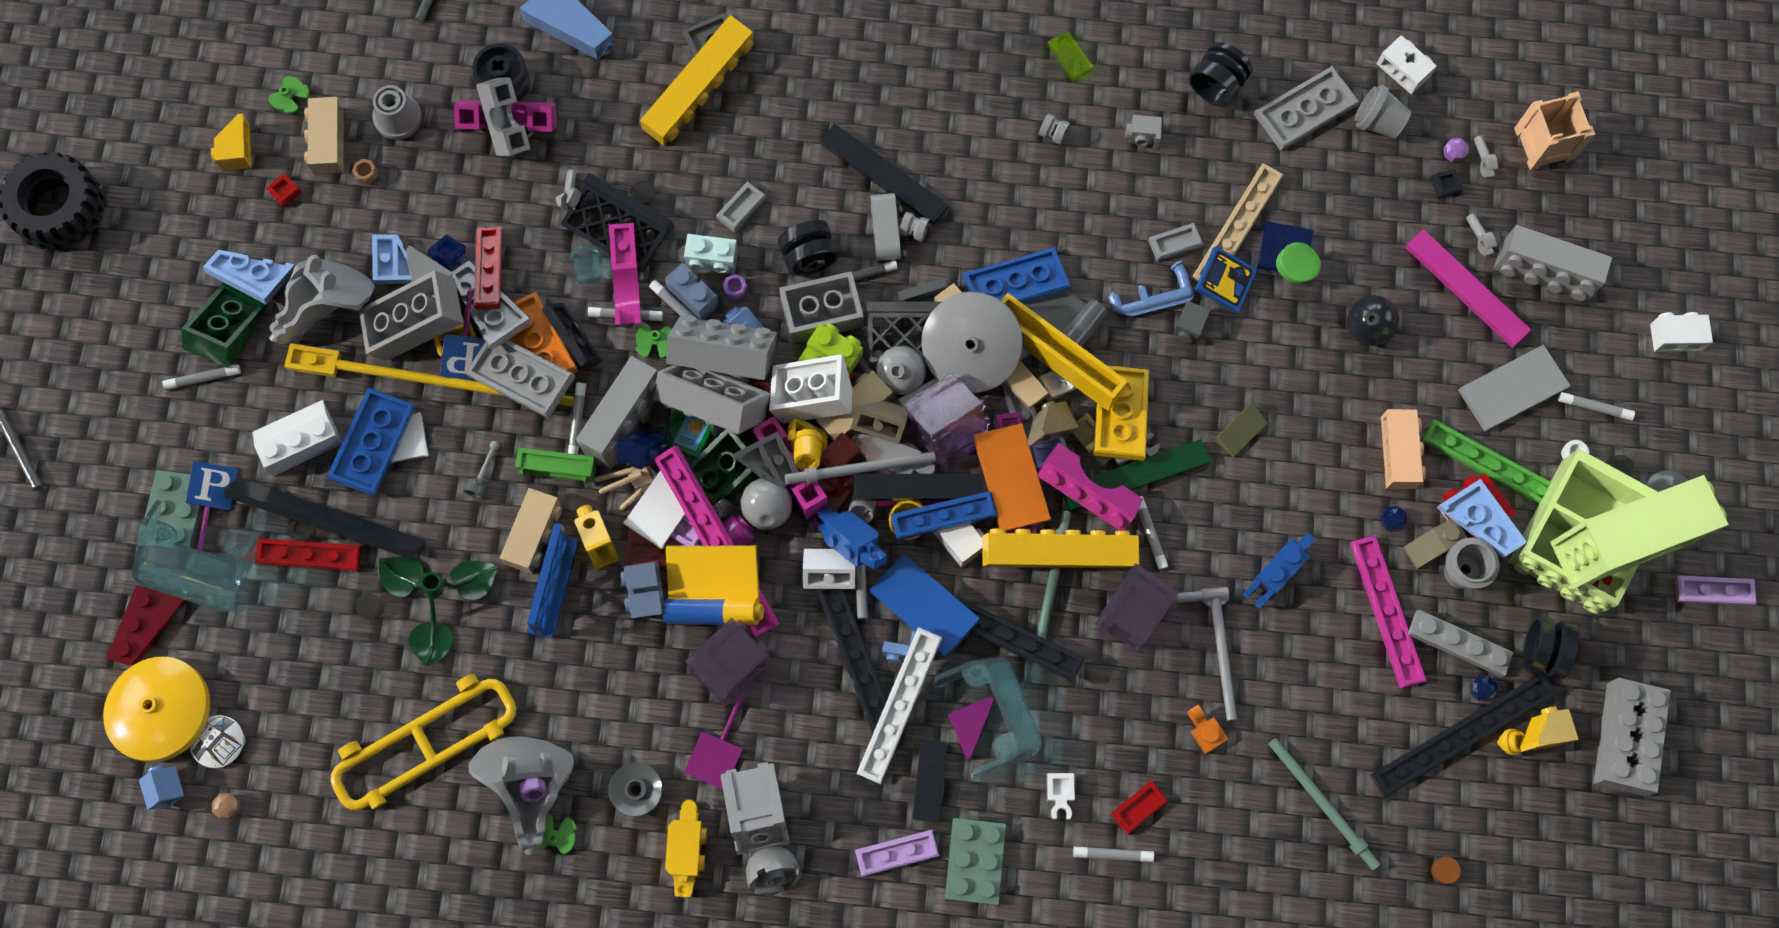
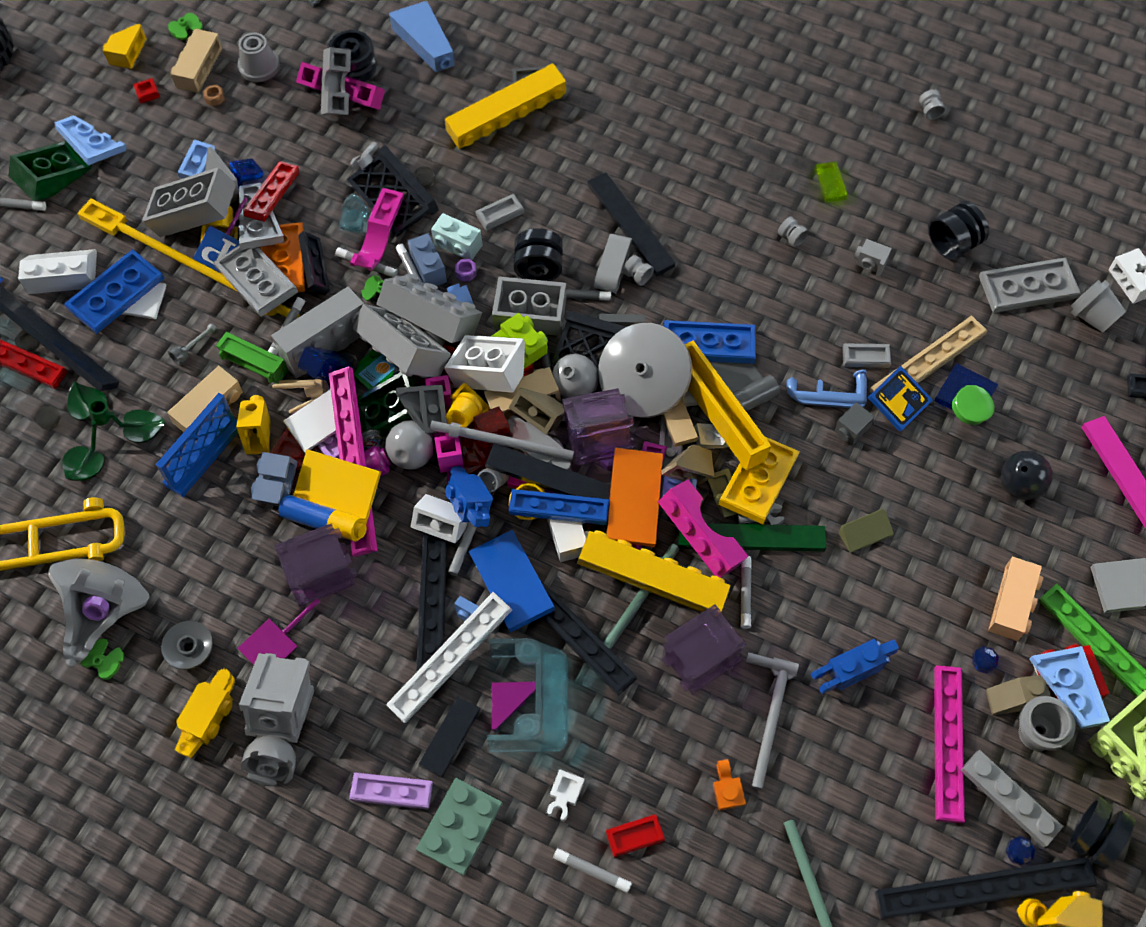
camera: 25 degrees right, 10 degrees down
(315, 292) = (125, 167): light grey animal -> none

